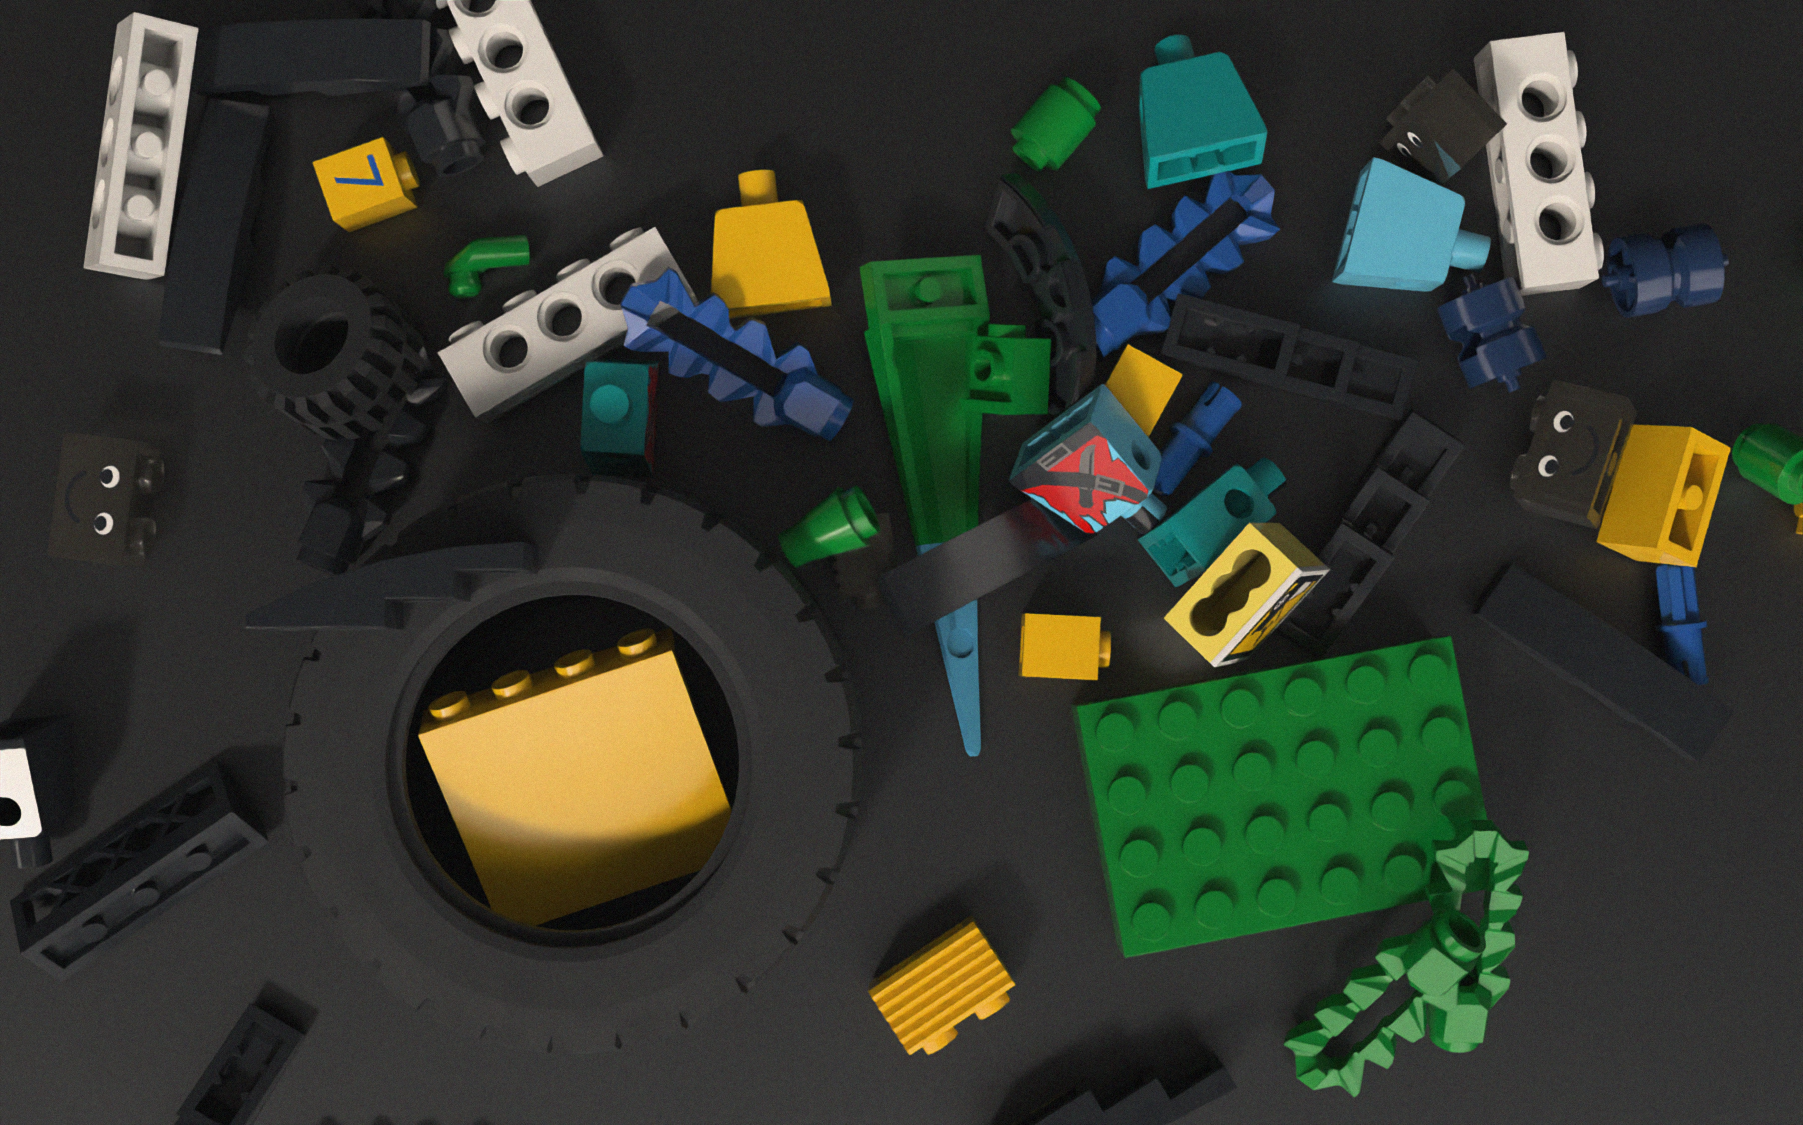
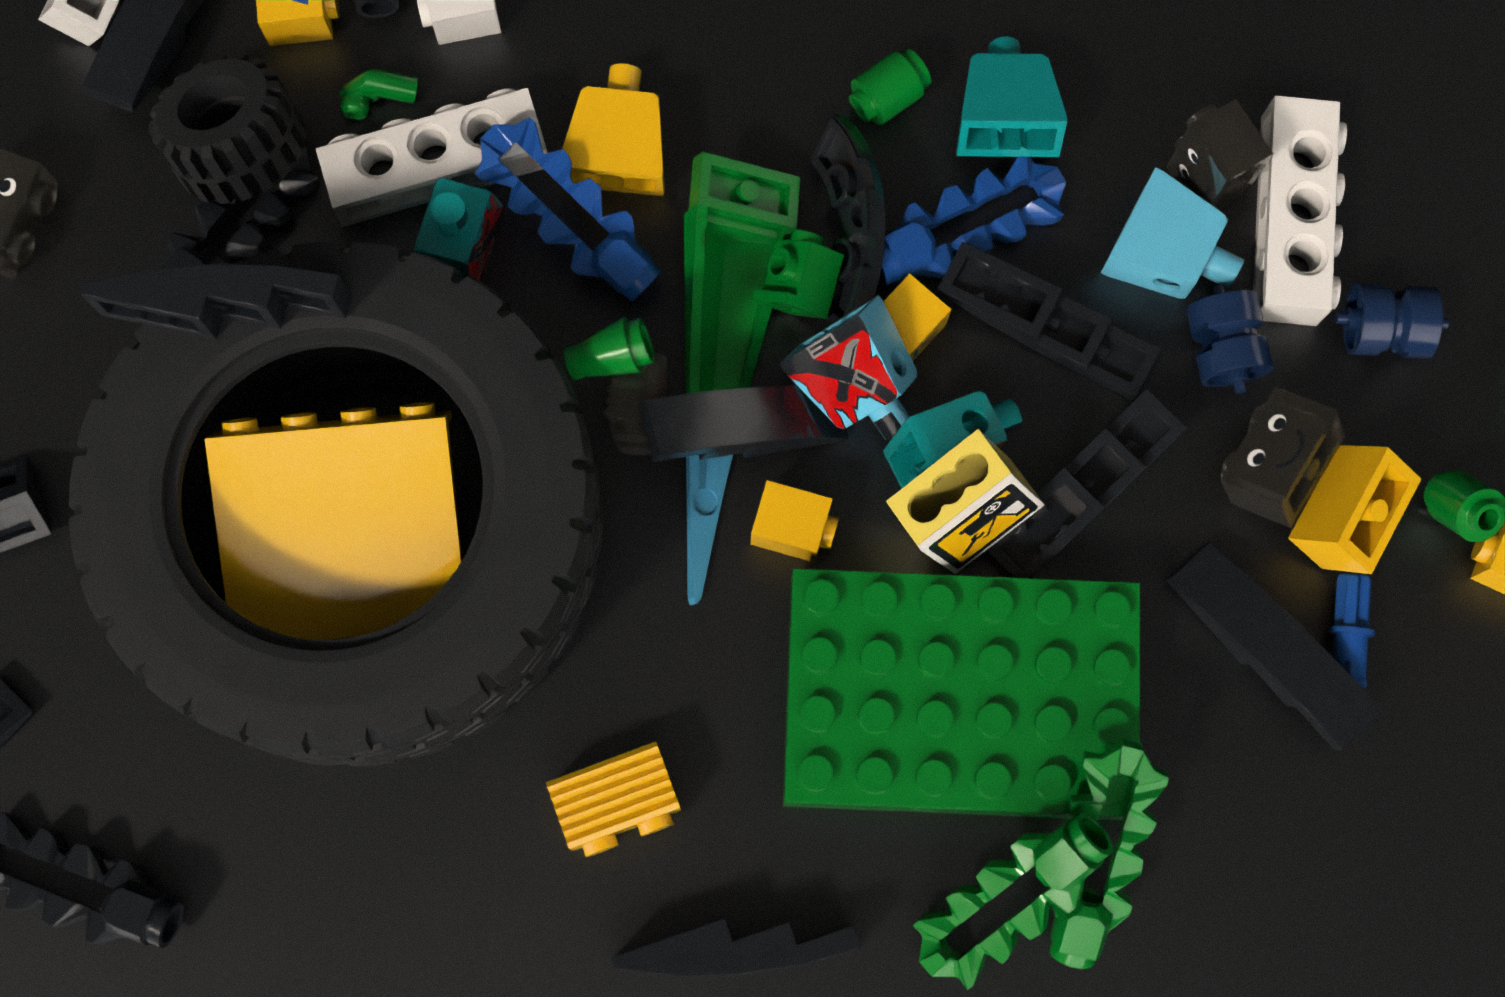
camera: 10 degrees right, 10 degrees down
(1194, 436) = (949, 371): blue axle -> none

